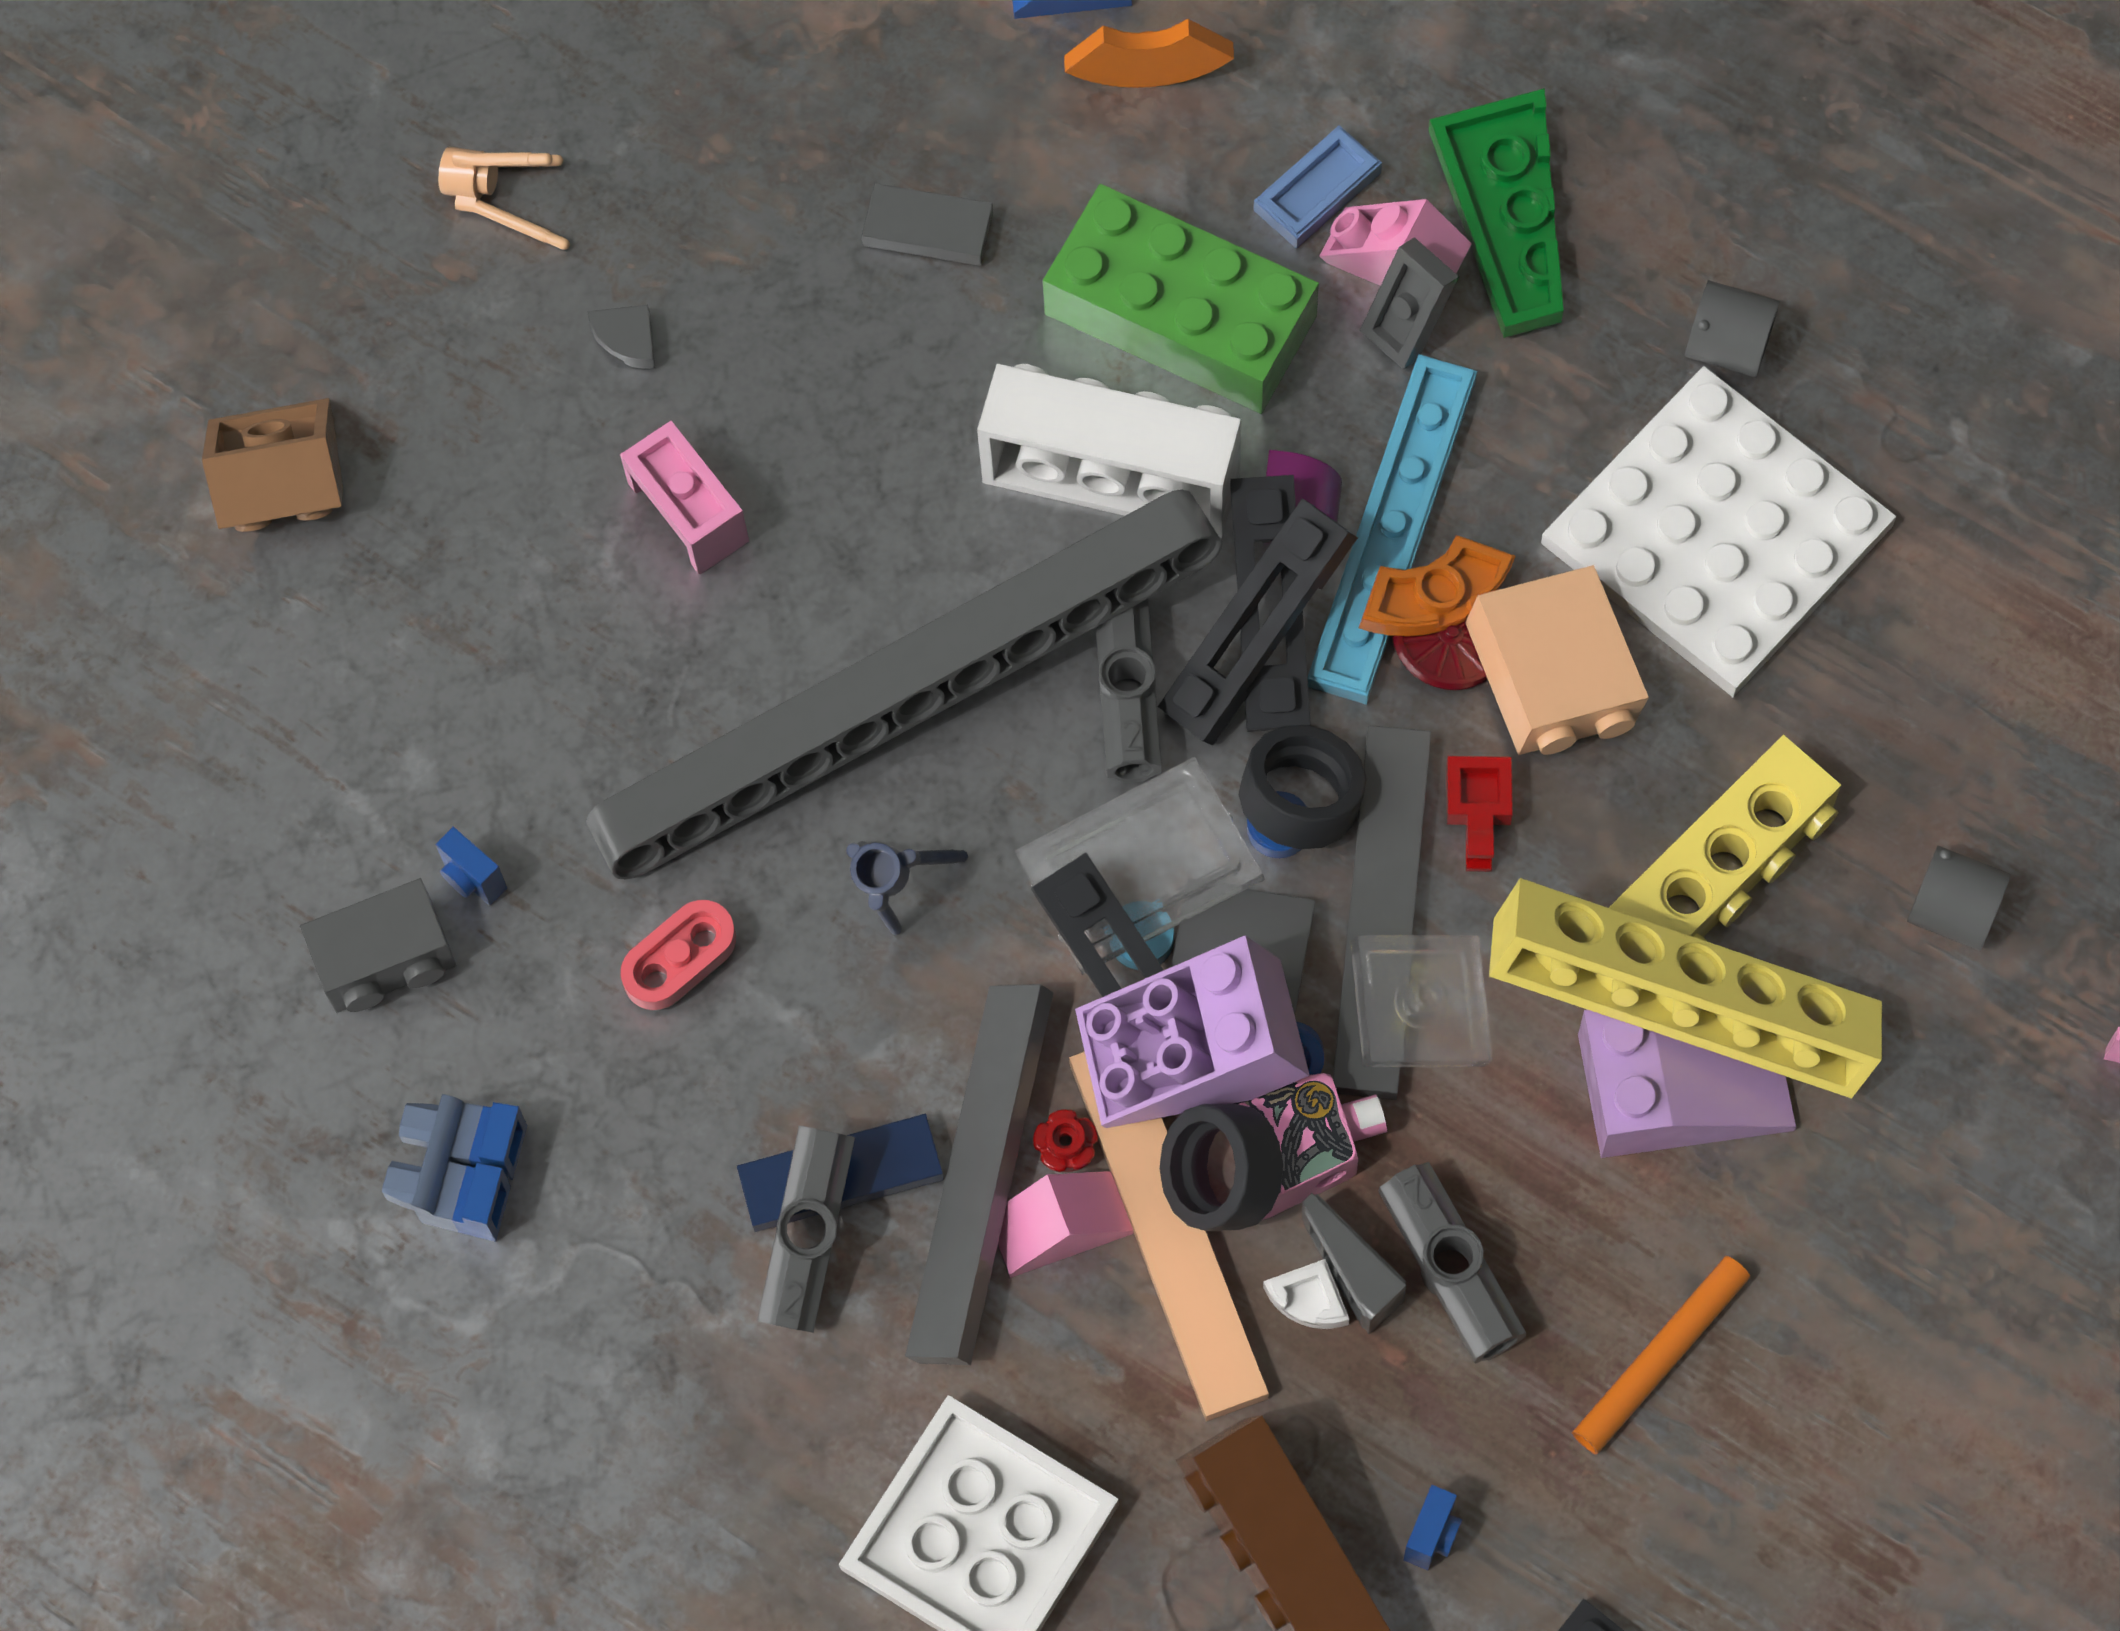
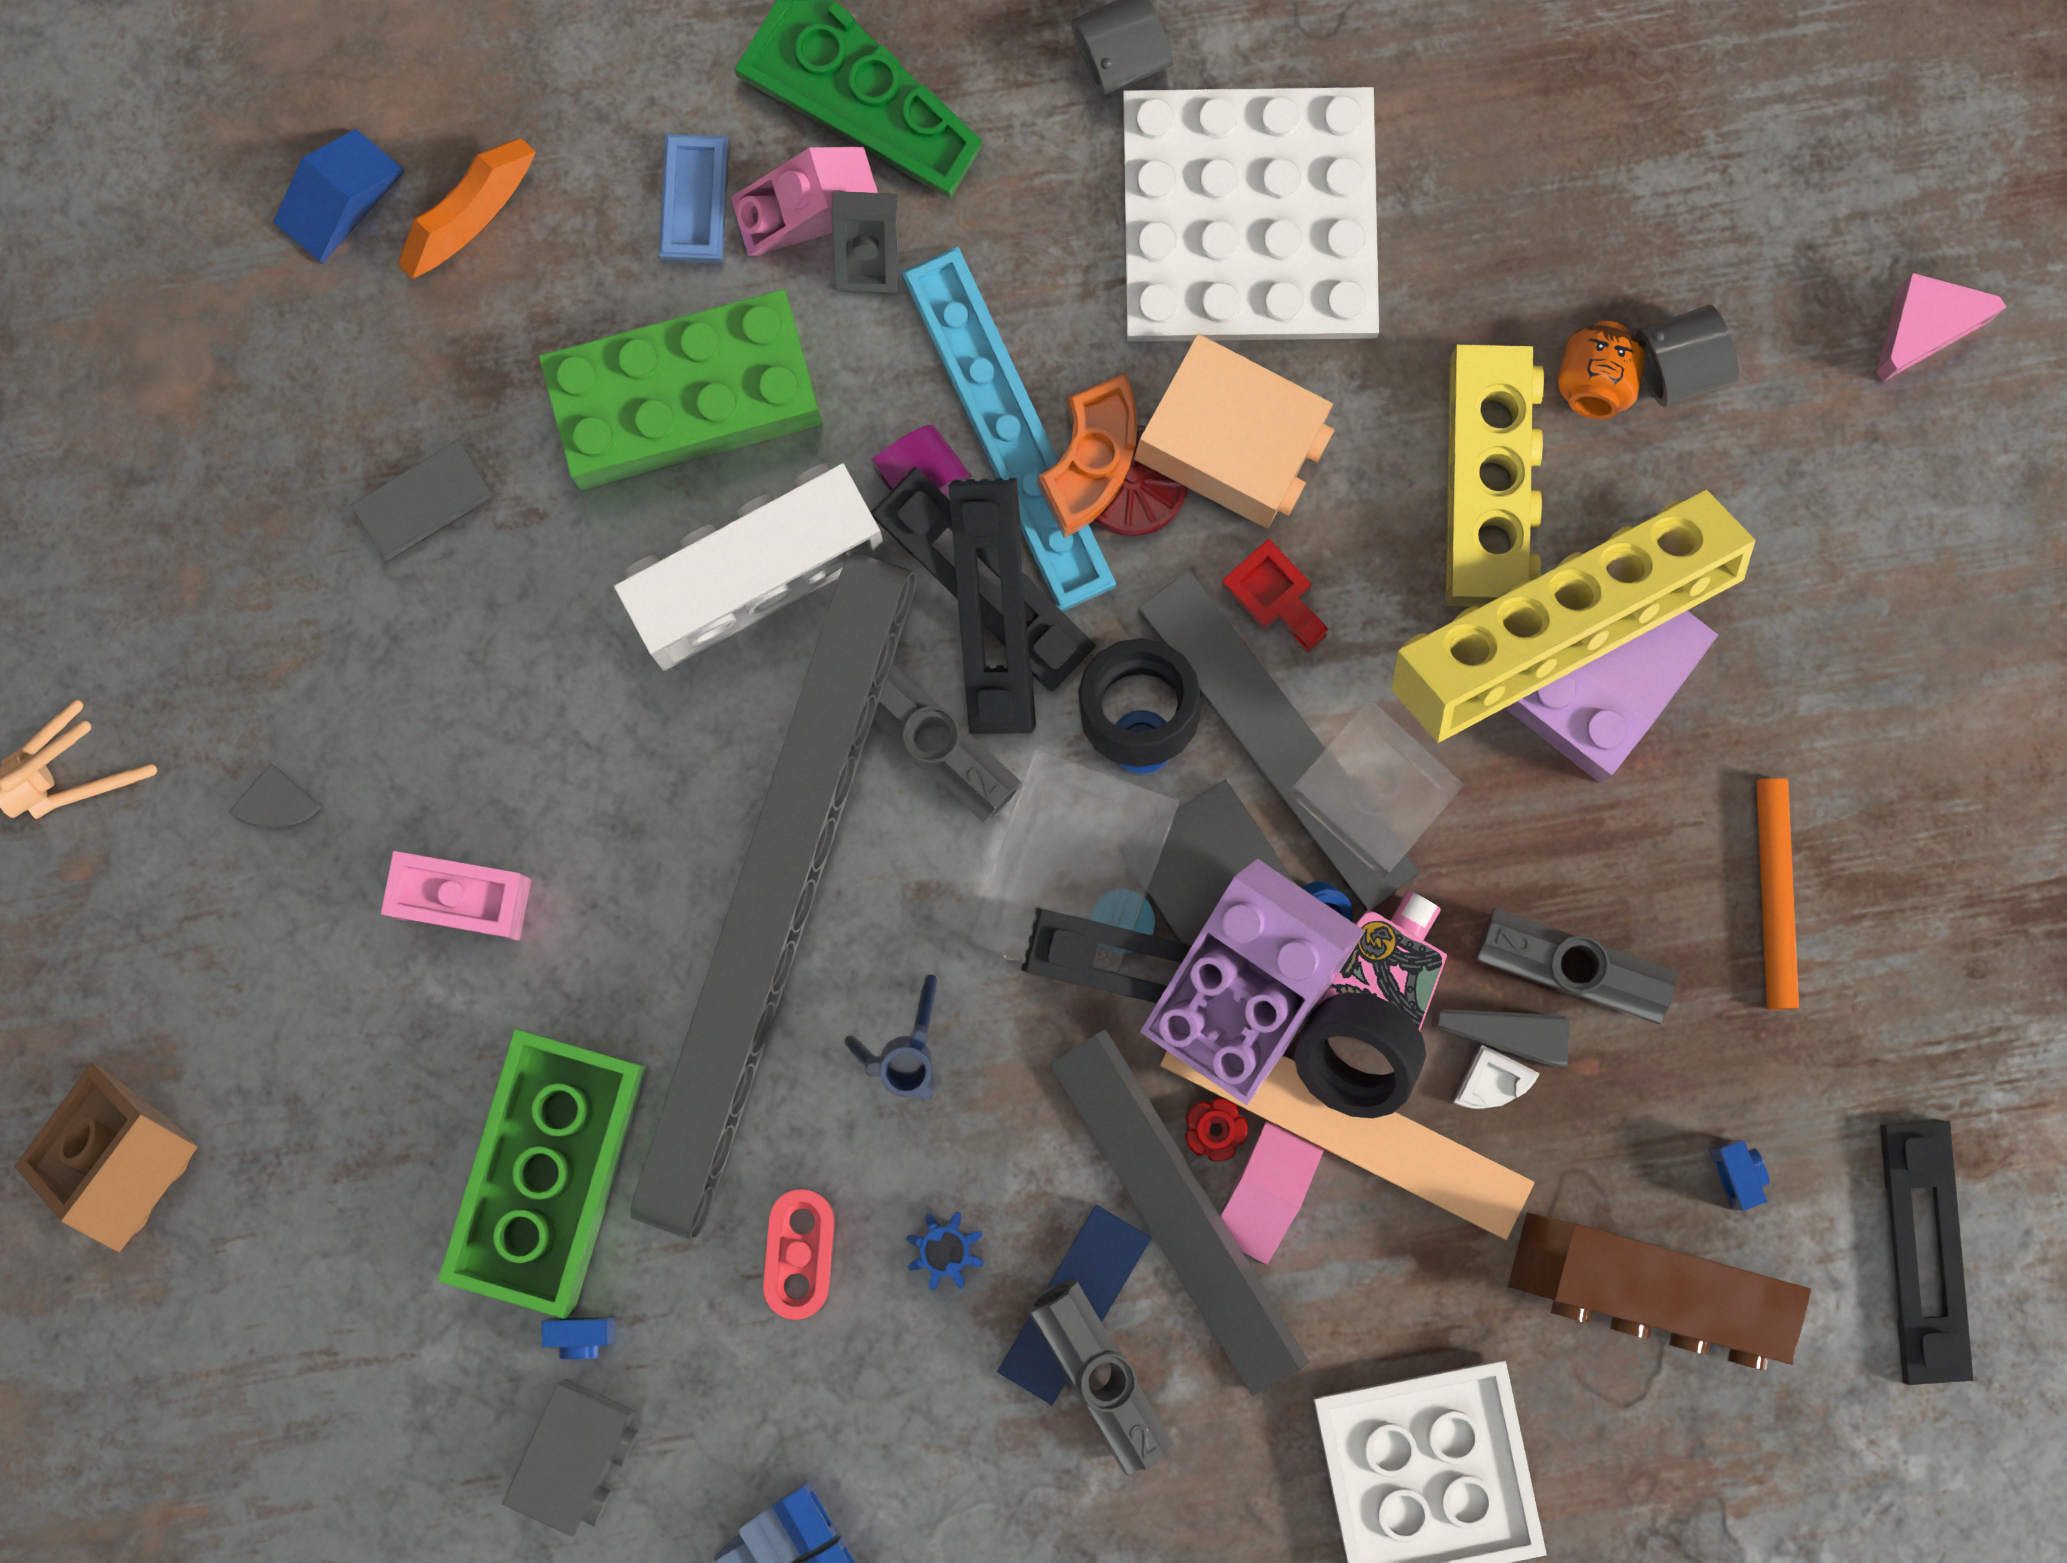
camera: 45 degrees left, 15 degrees up
(556, 731) = (542, 1174): none -> bright green brick
(787, 1025) = (936, 1234): none -> blue gear
(1882, 854) = (1601, 370): none -> orange head

